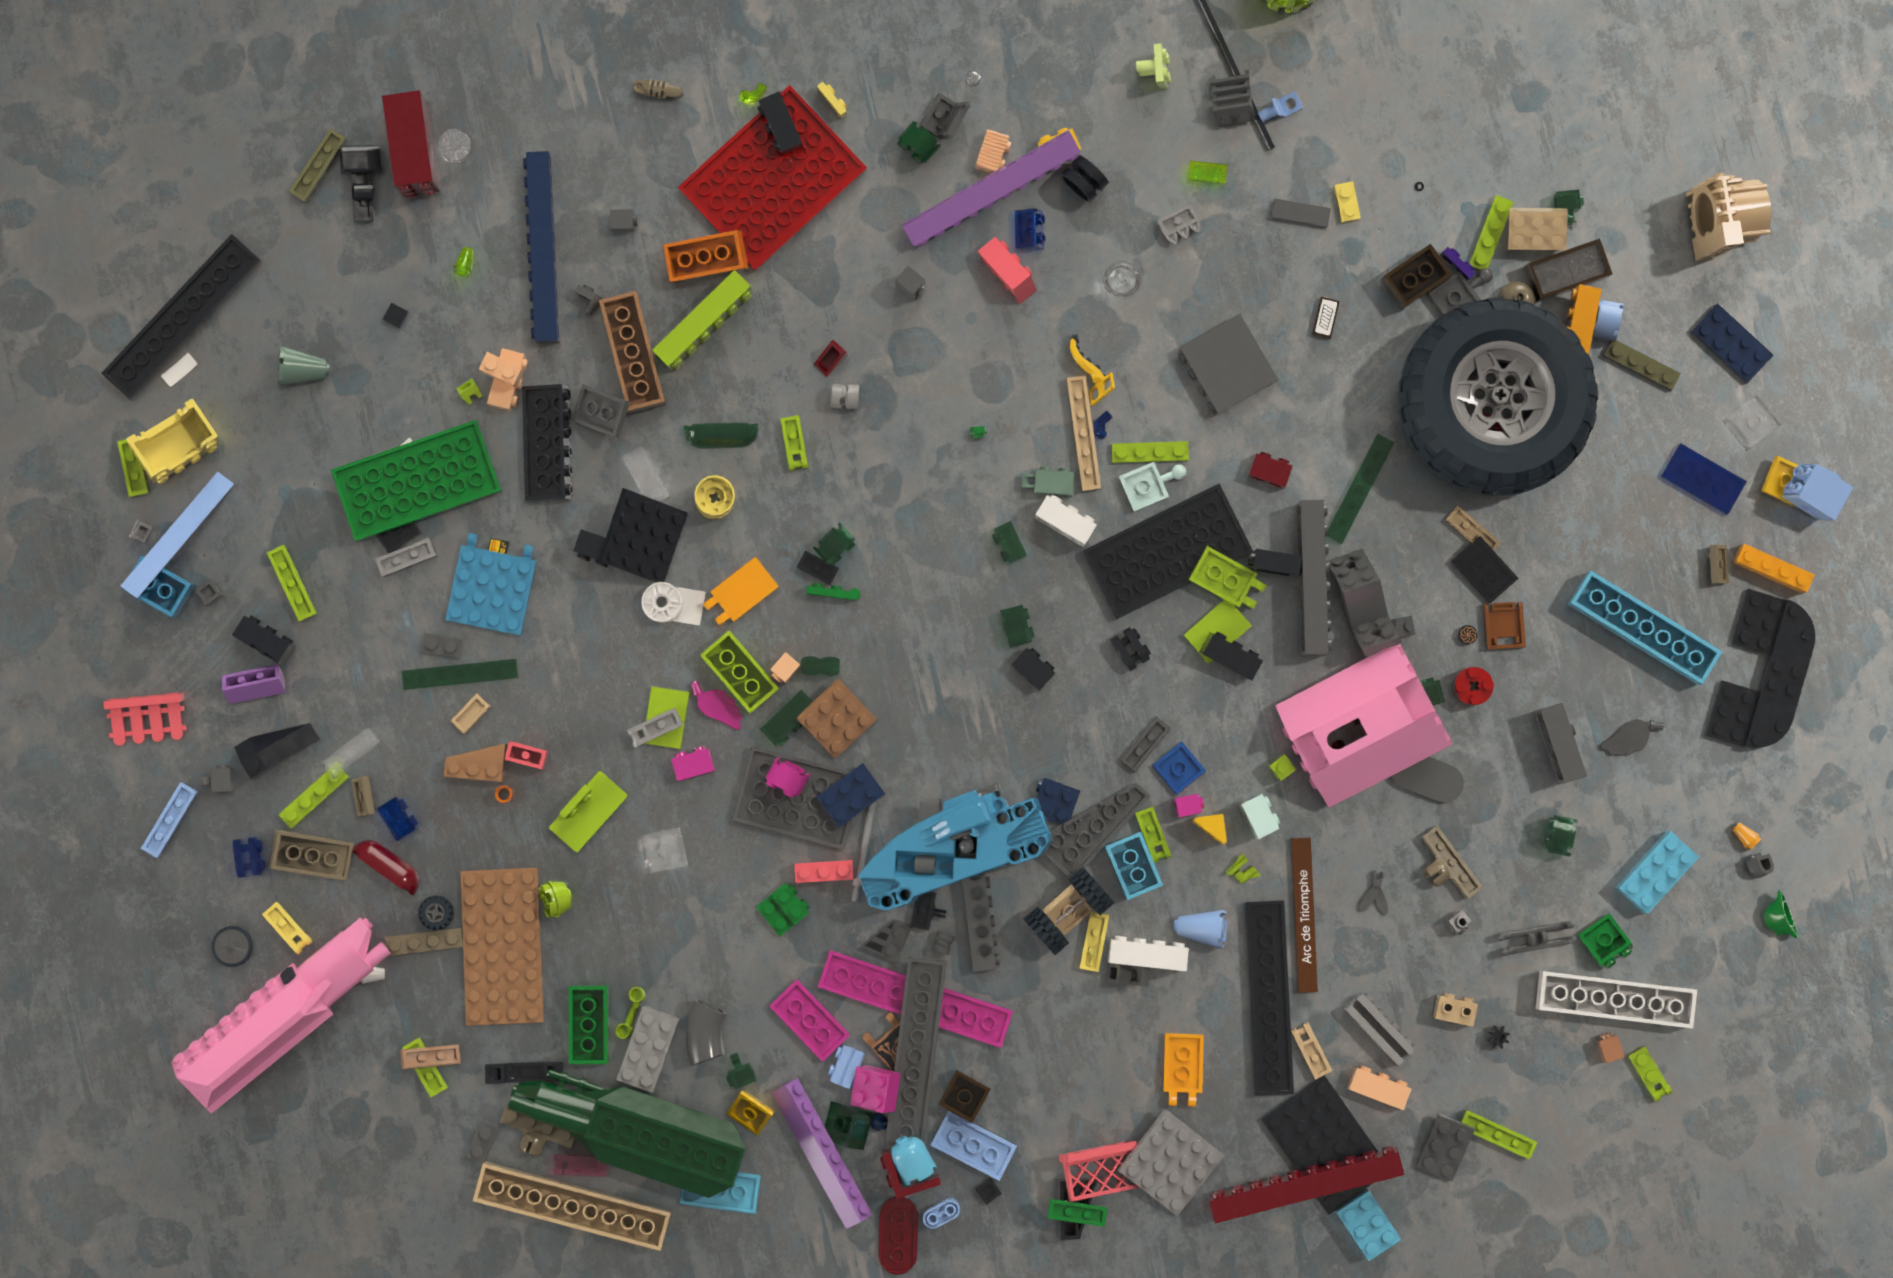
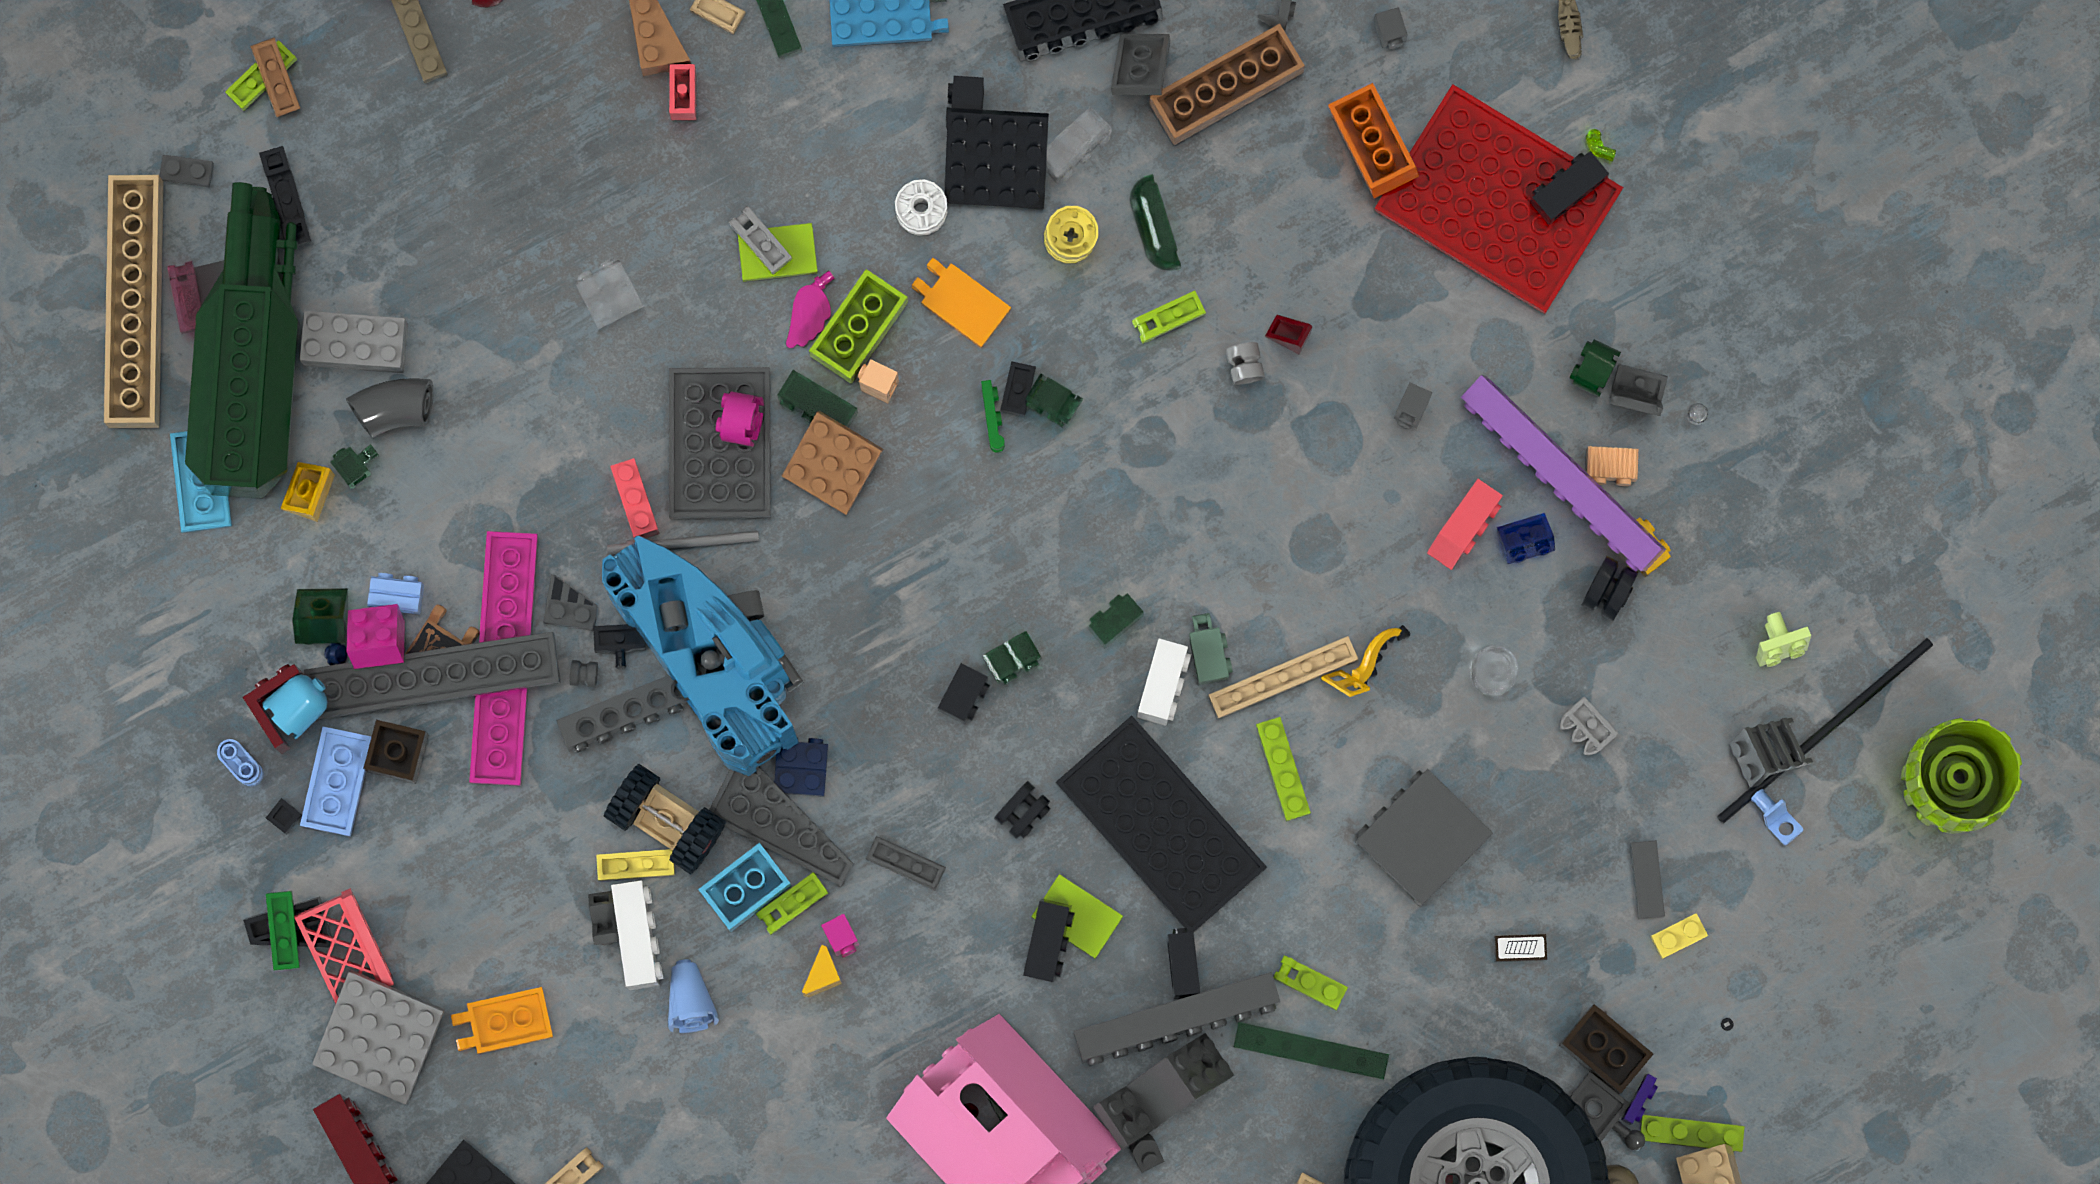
camera: 75 degrees right, 5 degrees down
(429, 912) = (457, 26): black wheel -> none
(497, 794) = (625, 70): orange beam -> none
(502, 946) = (436, 129): medium nougat plate -> none
(536, 1133) = (211, 232): dark tan plate -> none
(555, 898) = (513, 176): lime cone -> none
(588, 811) = (633, 187): lime bracket -> none
(589, 1024) = (365, 260): green brick -> none
(625, 1029) = (417, 310): lime bar -> none
(692, 606) = (926, 246): white sticker -> none
(692, 764) = (727, 301): dark pink brick -> none
(703, 320) = (1290, 159): lime brick -> none
(783, 909) = (574, 463): green plate -> none
(809, 1020) = (442, 533): dark pink plate -> none
(821, 1153) = (277, 592): medium lavender brick -> none
(826, 666) = (892, 420): clear green brick -> none
(828, 94) = (1627, 238): light yellow plate -> none
(850, 795) = (739, 506): dark blue plate -> none
(898, 1235) = (199, 717): dark red tile -> none
(978, 432) = (1247, 543): green plate -> none
(1099, 425) = (1300, 695): clear blue arm -> none
(1146, 486) = (1238, 774): light aqua plate -> none
(1179, 768) = (886, 914): blue tile -> none
(1207, 172) = (1665, 745): clear neon green plate -> none
(1225, 578) = (1146, 907): lime tile -> none
(1241, 876) = (767, 1033): lime piece -> none
(1259, 816) = (850, 1031): light aqua brick -> none
(1269, 998) = (621, 1108): black plate -> none
(1270, 470) = (1301, 928): dark red brick -> none
(1282, 767) = (922, 1044): lime brick -> none
(1304, 915) = (740, 1125): reddish brown tile -> none
(1311, 475) = (1311, 983): none -> lime plate

